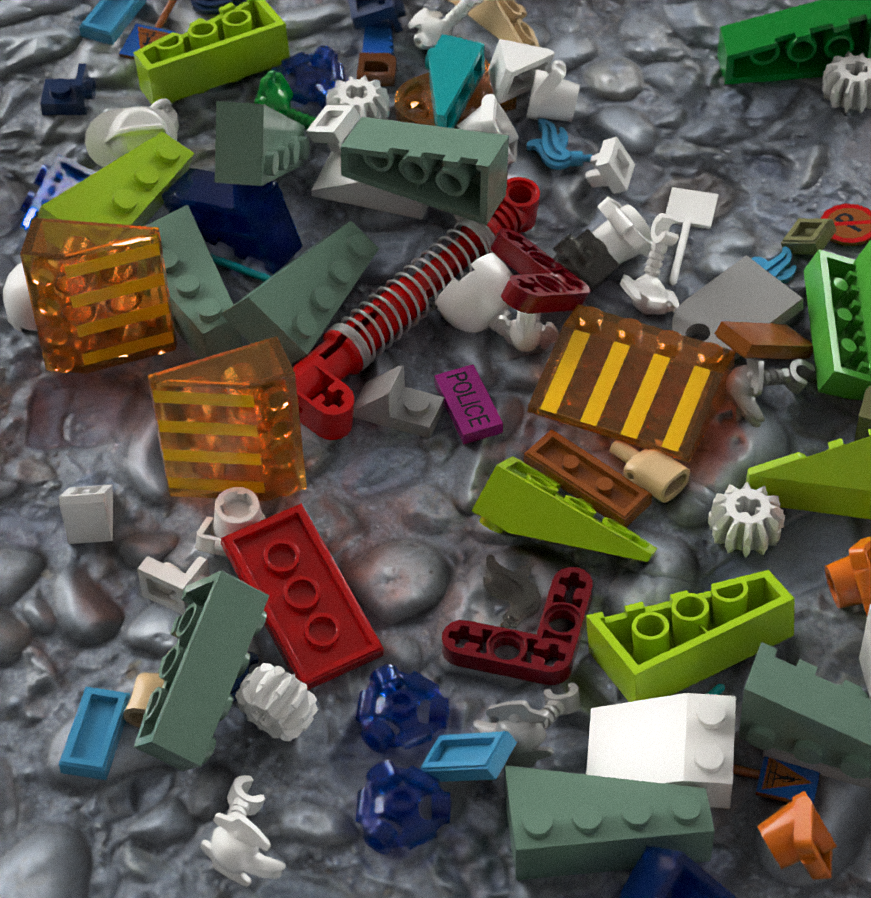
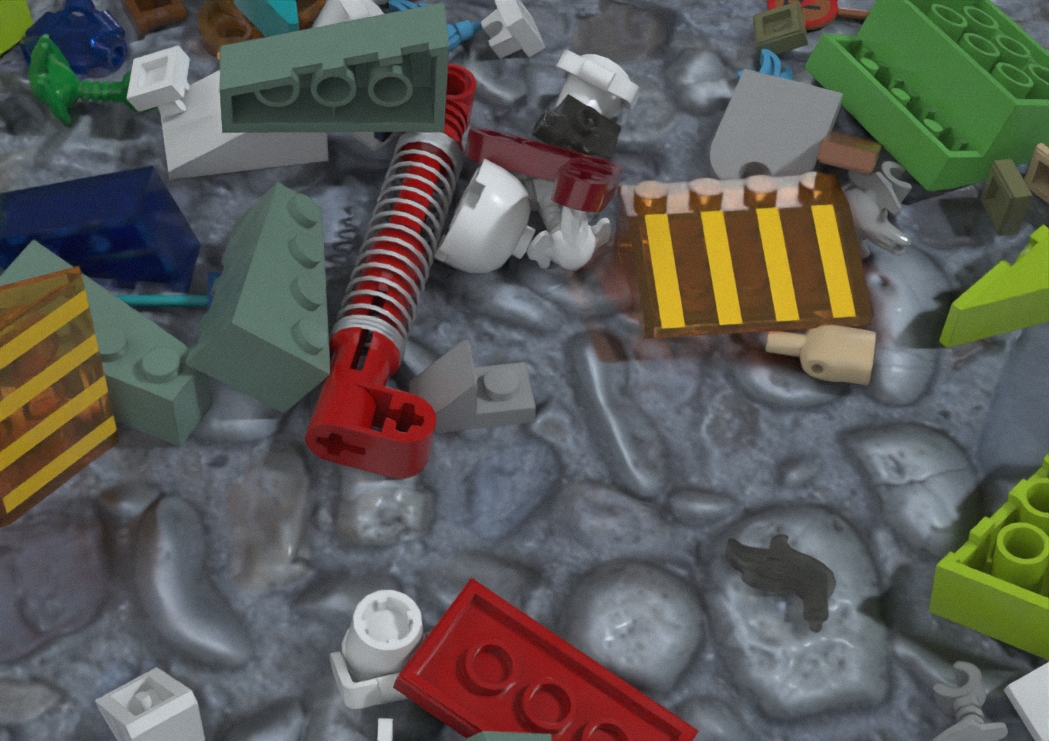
camera: 35 degrees left, 0 degrees up
(231, 423) = (327, 504): clear orange slope -> none
(256, 144) = (96, 125): sand green wedge -> none
(365, 96) = (163, 33): white gear -> none
(468, 404) = (556, 359): magenta tile -> none
(529, 505) = (737, 458): lime wedge -> none
(544, 644) = (872, 634): dark red beam -> none
(588, 478) = (762, 393): dark orange tile -> none
(647, 291) = (661, 146): white piece -> none
(693, 210) = (633, 45): white piece -> none
(746, 519) = (982, 366): white gear -> none

